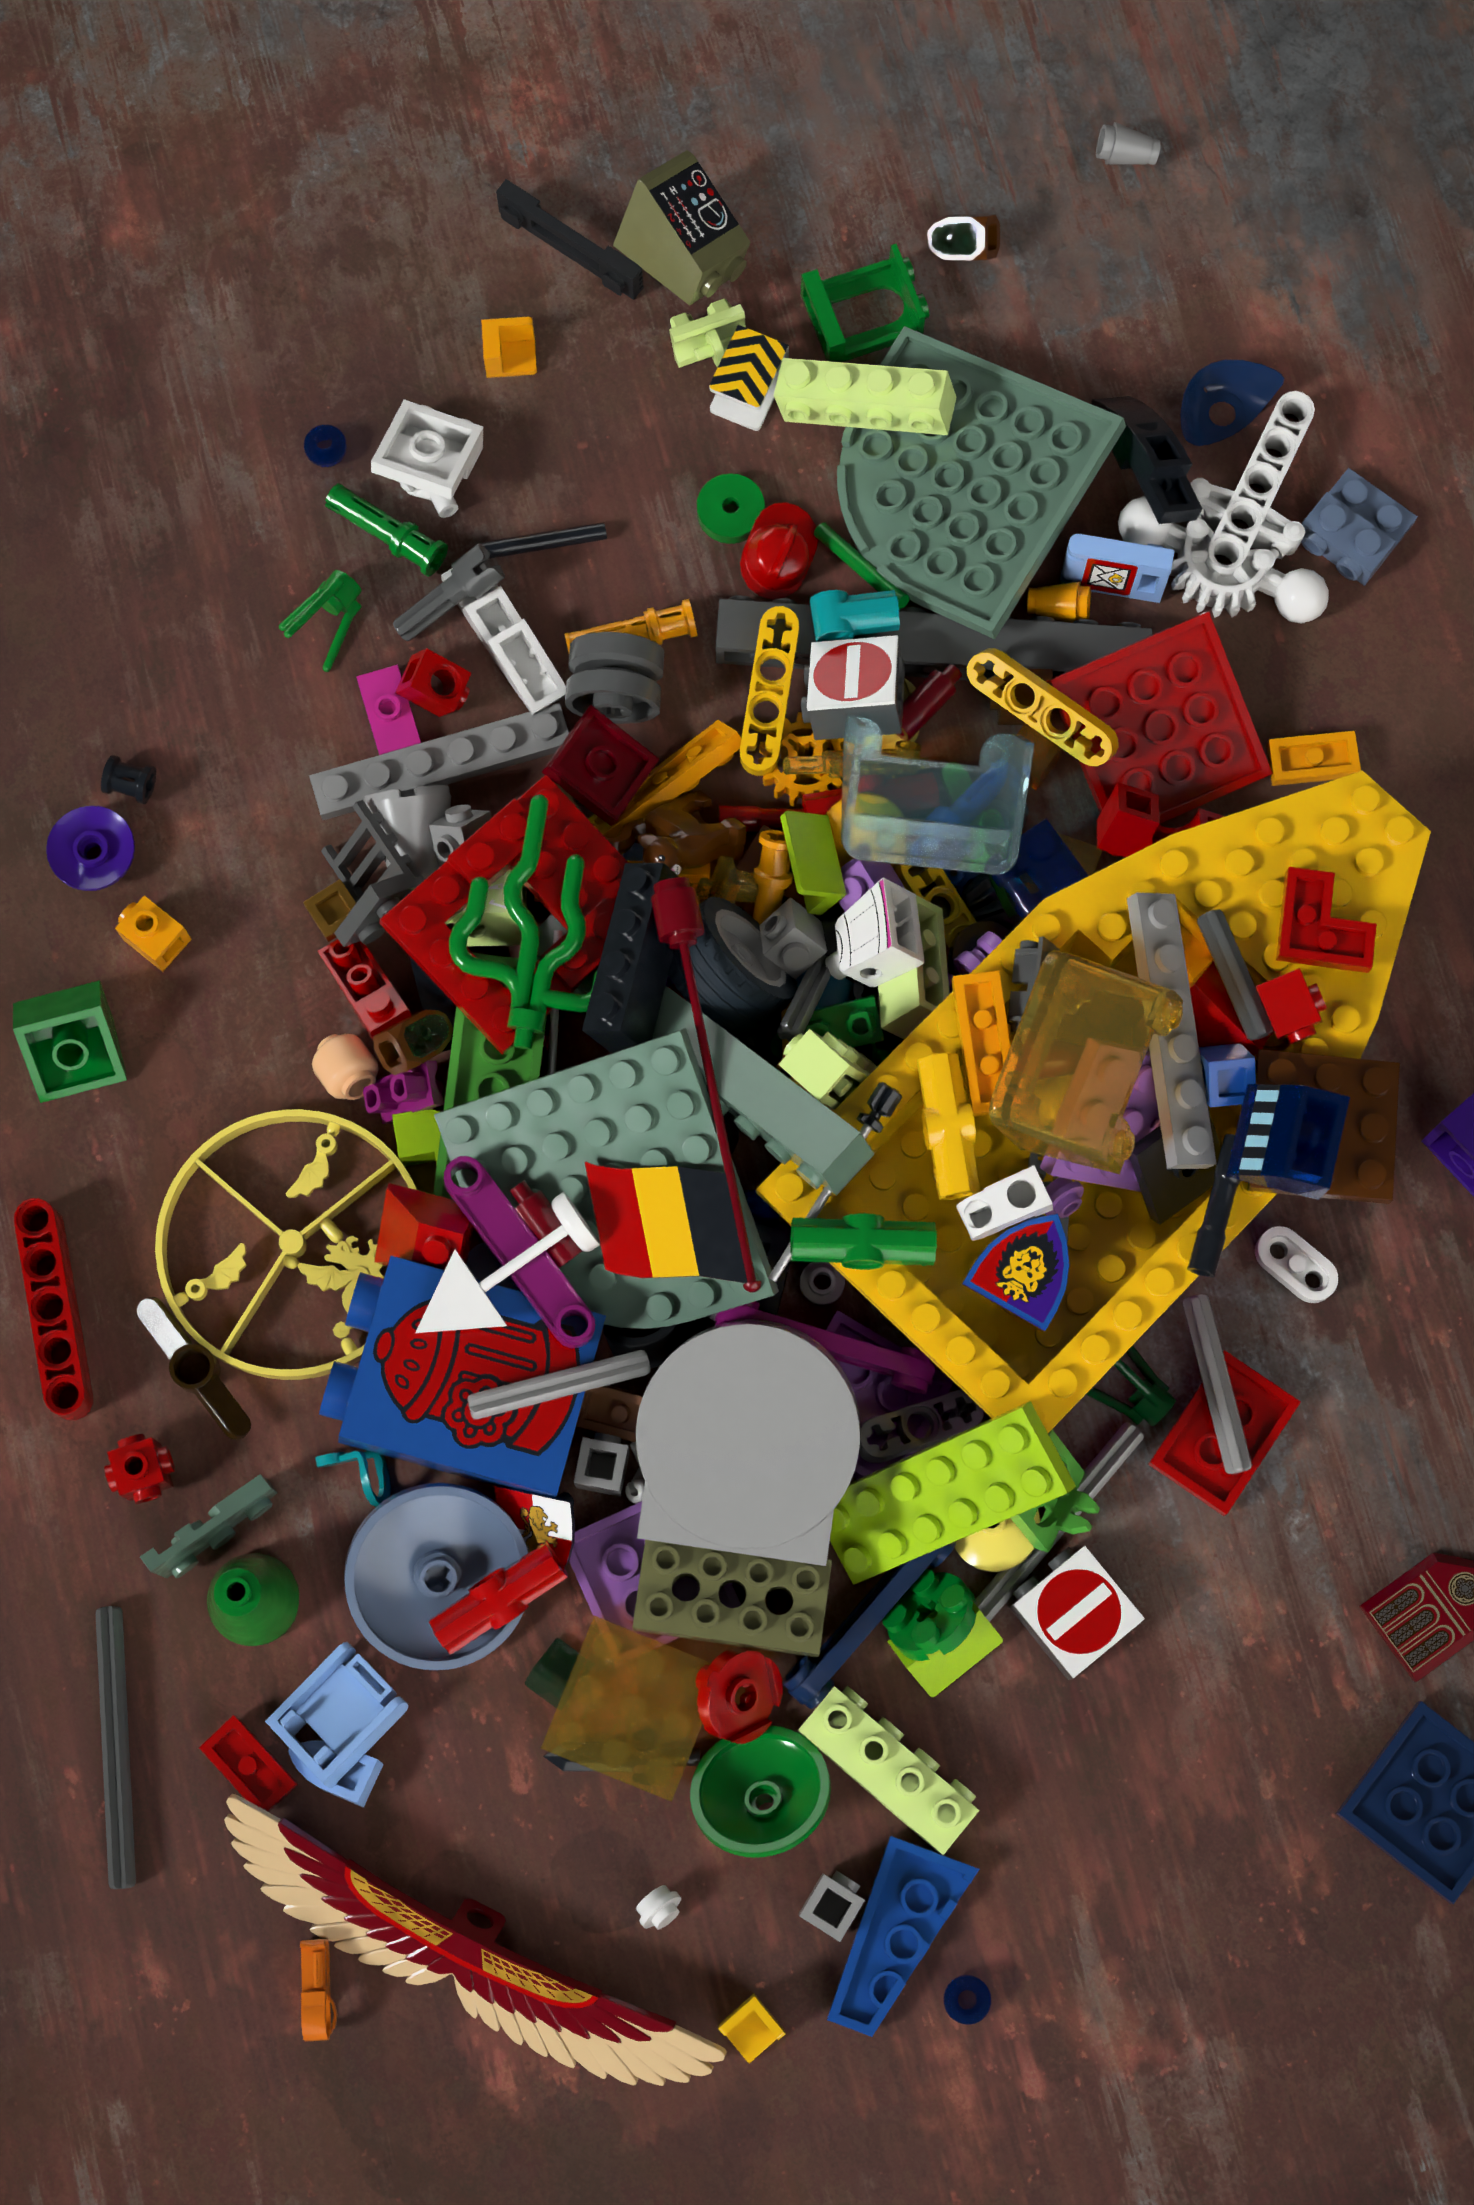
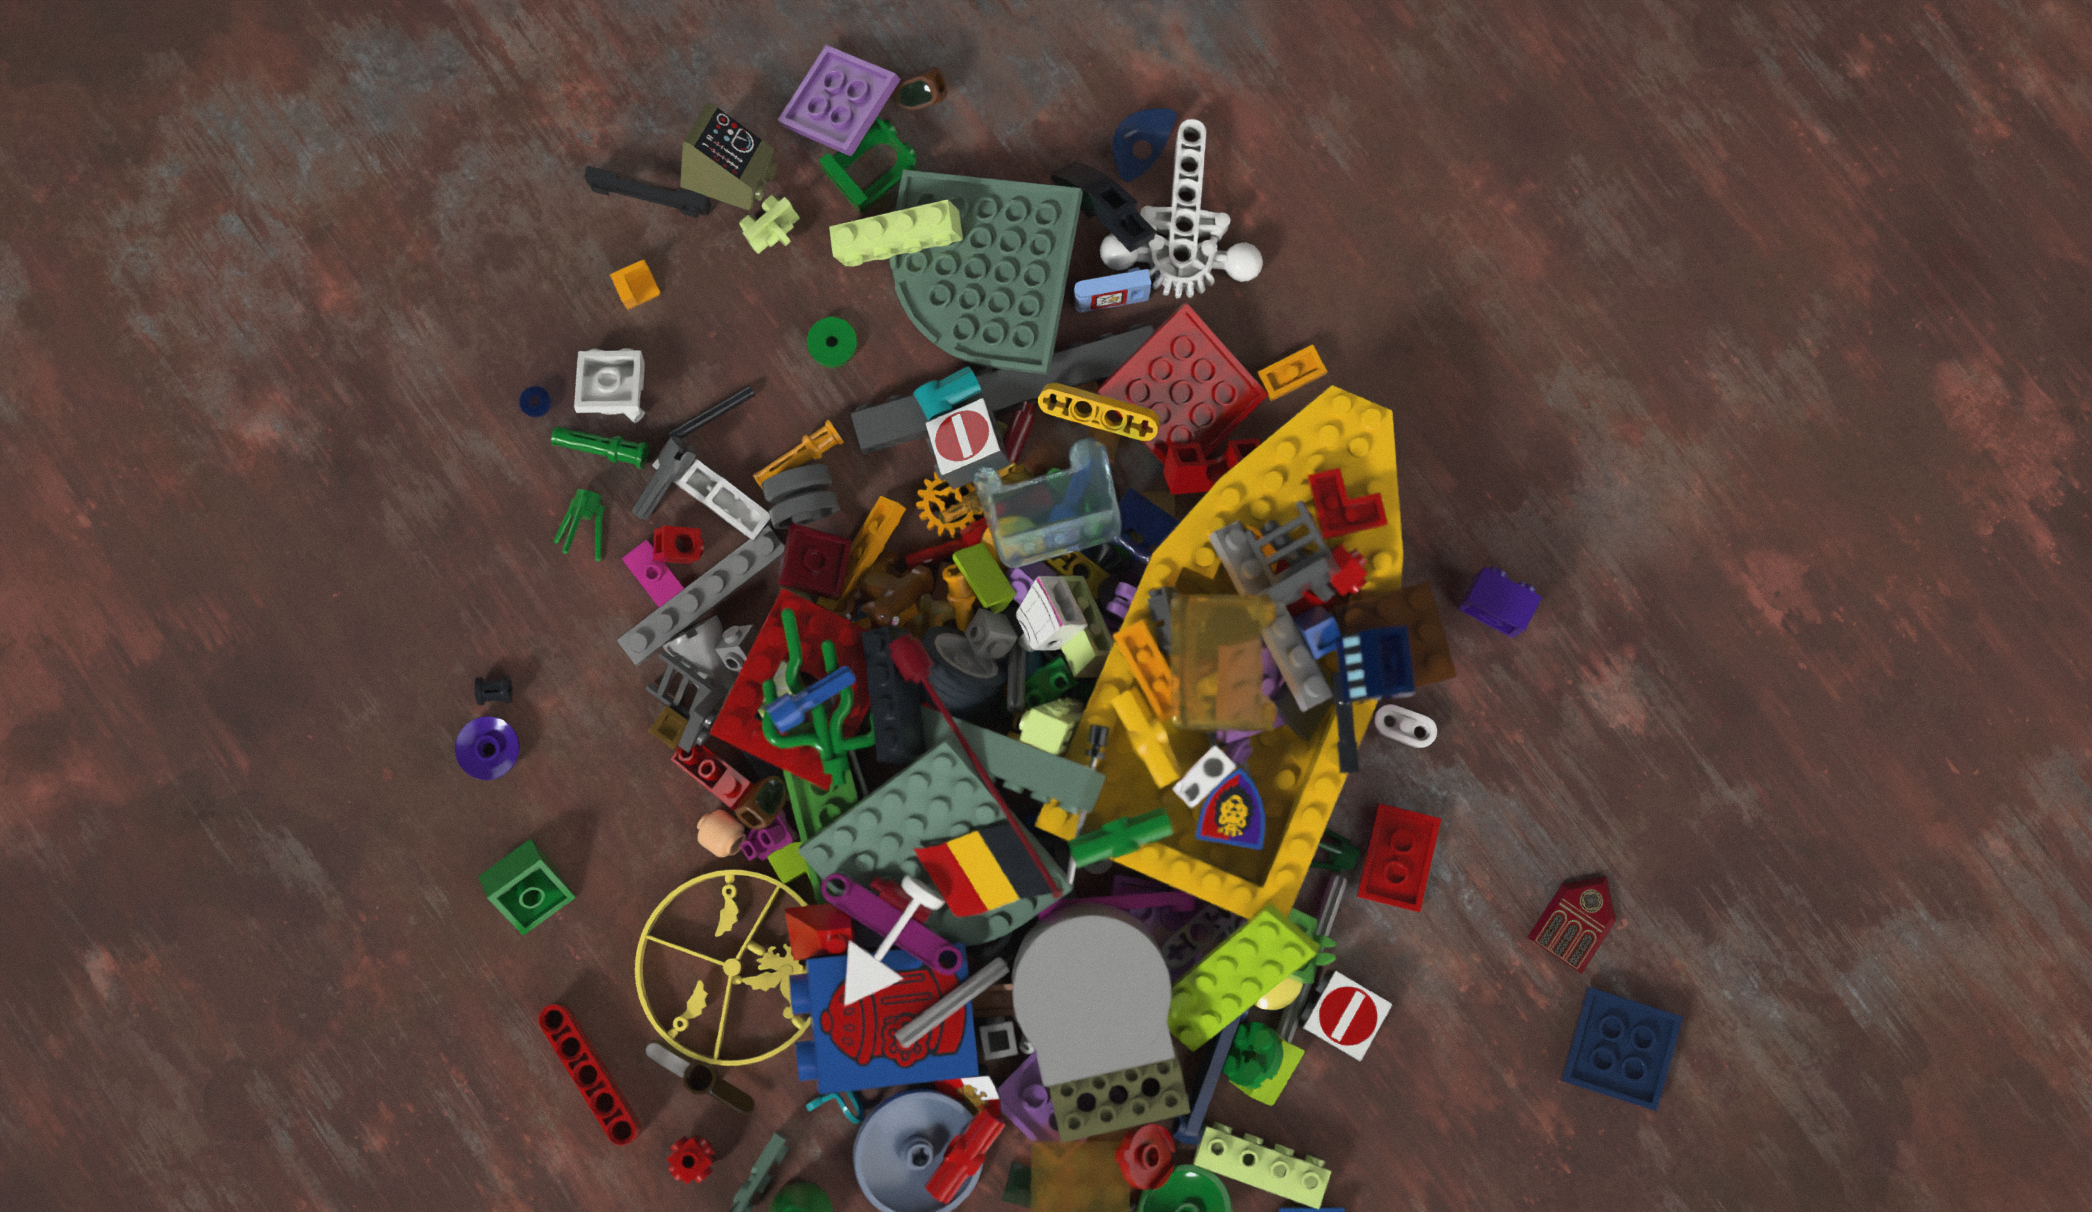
camera: 20 degrees left, 5 degrees up
(152, 932) = (552, 790): light orange brick -> none
(492, 922) = (789, 710): none -> blue piece
(747, 378) = (809, 246): piece -> none
(767, 690) = (906, 467): yellow beam -> none
(778, 551) = (876, 360): red piece -> none
(855, 212) = (838, 100): none -> medium lavender plate
(857, 562) = (934, 351): green bar -> none
(1061, 601) = (1082, 326): light orange cone -> none
(1217, 1384) = (1383, 829): light grey axle -> none
(1237, 989) = (1308, 573): none -> dark grey plate
(1356, 527) = (1262, 198): sand blue plate -> none

